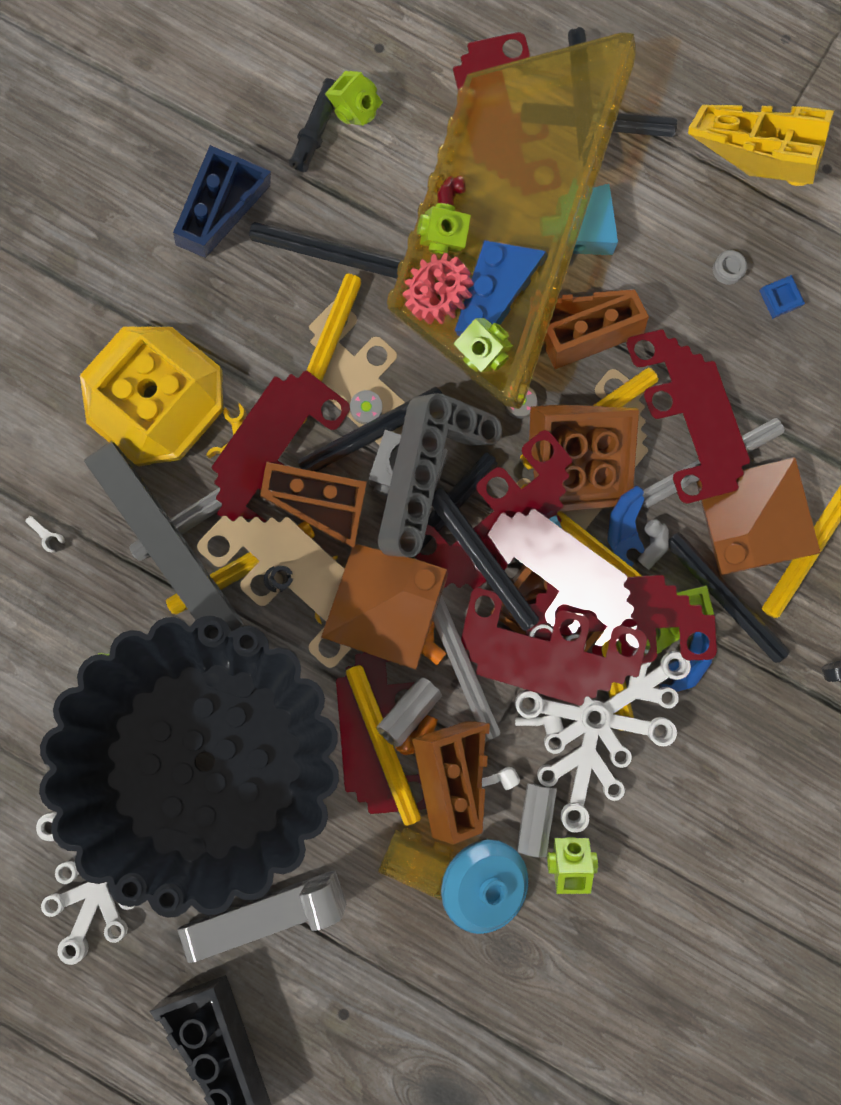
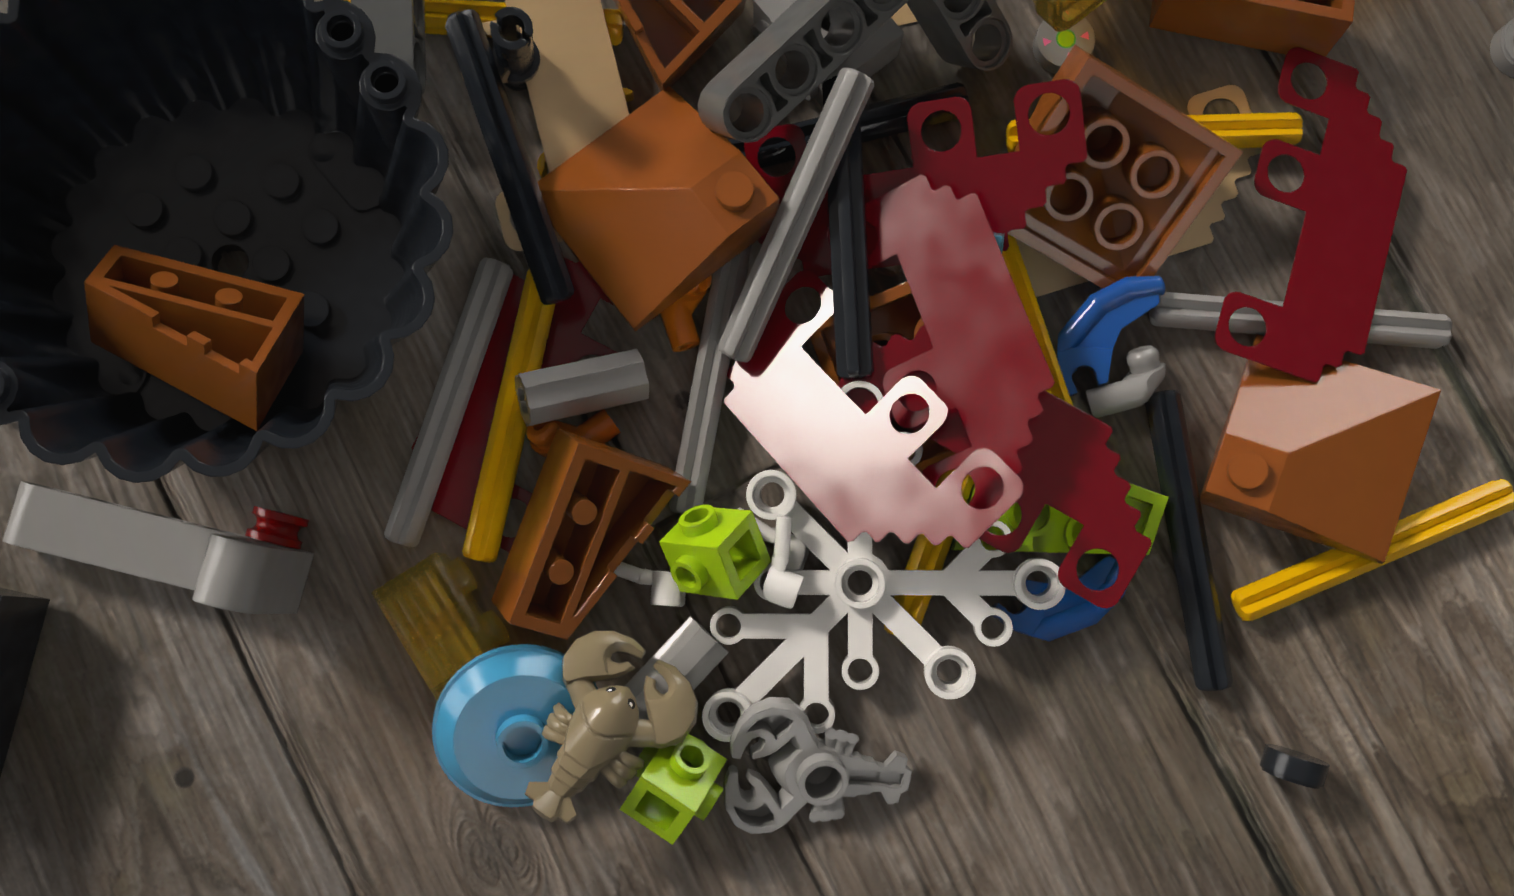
camera: 30 degrees right, 0 degrees up
(222, 806) = (197, 329): none -> dark orange wedge
(305, 627) = (509, 157): none -> black axle
(311, 870) = (276, 527): none -> red bush
(350, 759) = (448, 403): none -> light grey axle
(457, 570) = (796, 214): none -> light grey axle
(521, 747) = (715, 551): none -> lime brick
(526, 858) = (607, 721): none -> dark tan animal
(561, 743) = (781, 585): none -> white hand
(626, 818) = (805, 768): none -> light grey animal

